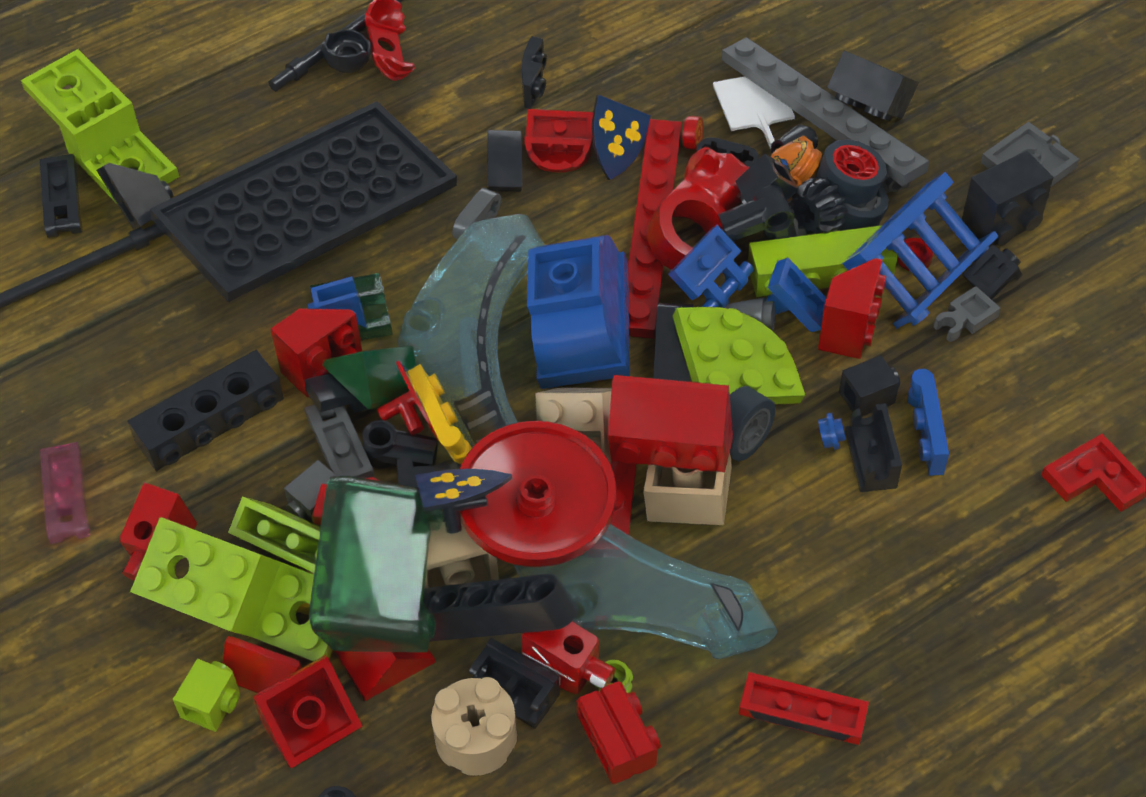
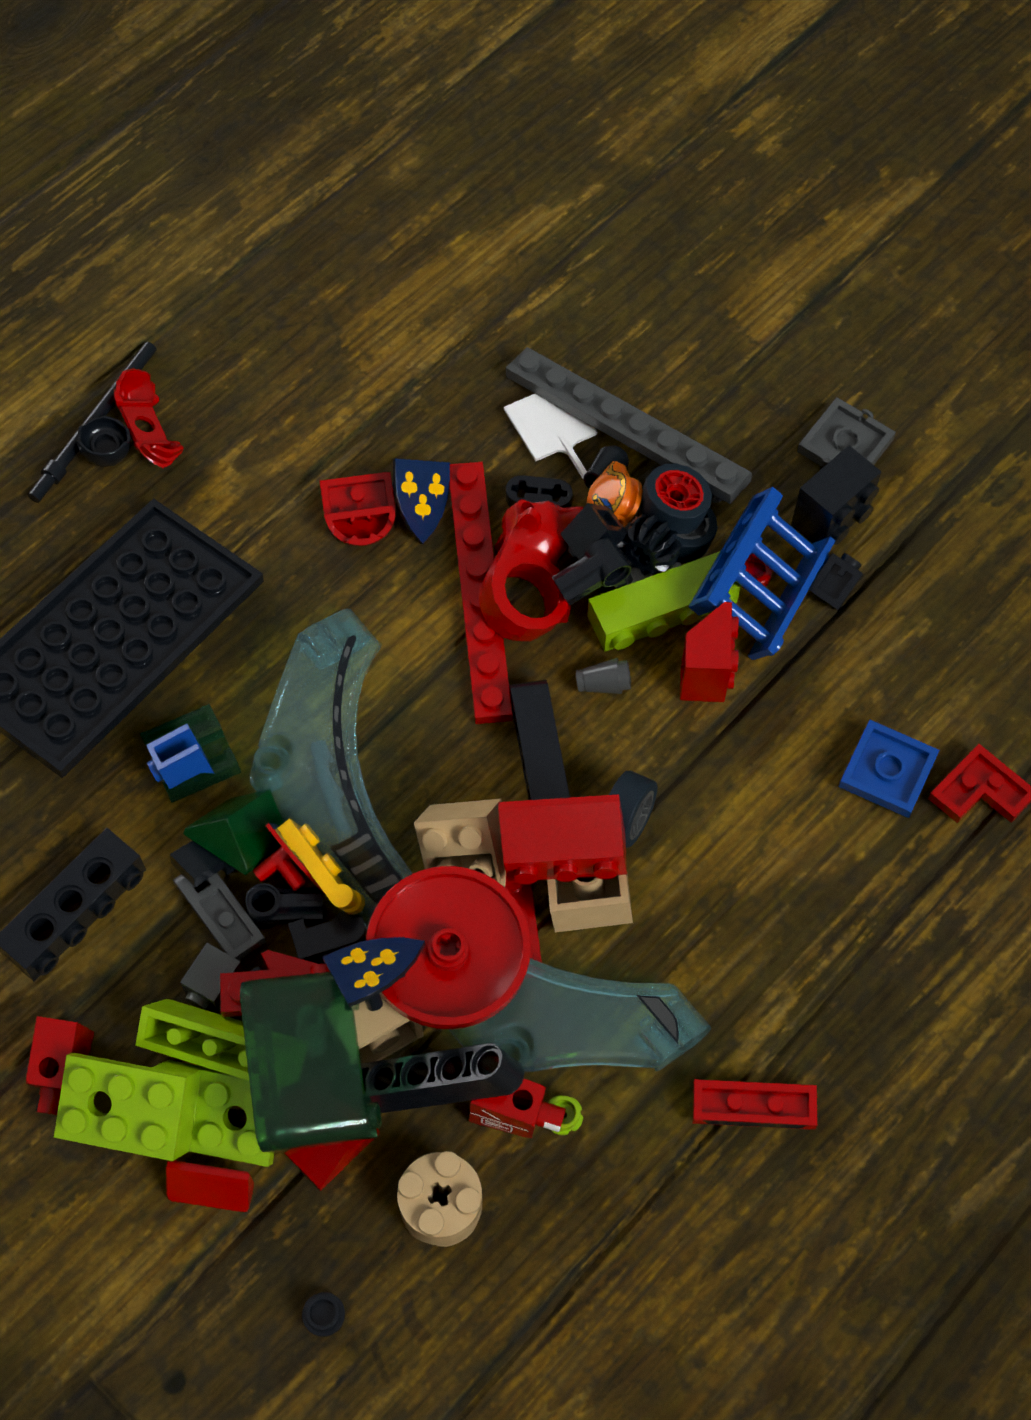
camera: 15 degrees left, 10 degrees up
(207, 694) = (162, 1224): lime brick -> none
(306, 711) = (269, 1223): red slope -> none
(309, 338) = (165, 808): red slope -> none
(481, 207) = (295, 615): dark grey beam -> none
(504, 160) = (308, 543): black slope -> none
(526, 682) = (469, 1137): black hinge -> none
(532, 69) = (311, 428): black slope -> none
(579, 311) = (434, 714): blue container -> none
(618, 732) = (582, 1171): red brick -> none
(692, 132) = (497, 473): red tile -> none
(705, 262) = (549, 637): blue plate -> none
(737, 352) = (602, 734): lime plate -> none
(796, 293) = (650, 648): blue tile -> none
(831, 431) = (716, 795): blue plate -> none
(867, 83) = (672, 388): black brick -> none
(869, 385) = (742, 736): black brick -> none
(874, 450) = (761, 807): black hinge -> none
(929, 421) = (809, 763): blue plate -> none
(968, 311) = (822, 629): dark grey plate -> none
(1007, 440) = (888, 768): none -> blue plate

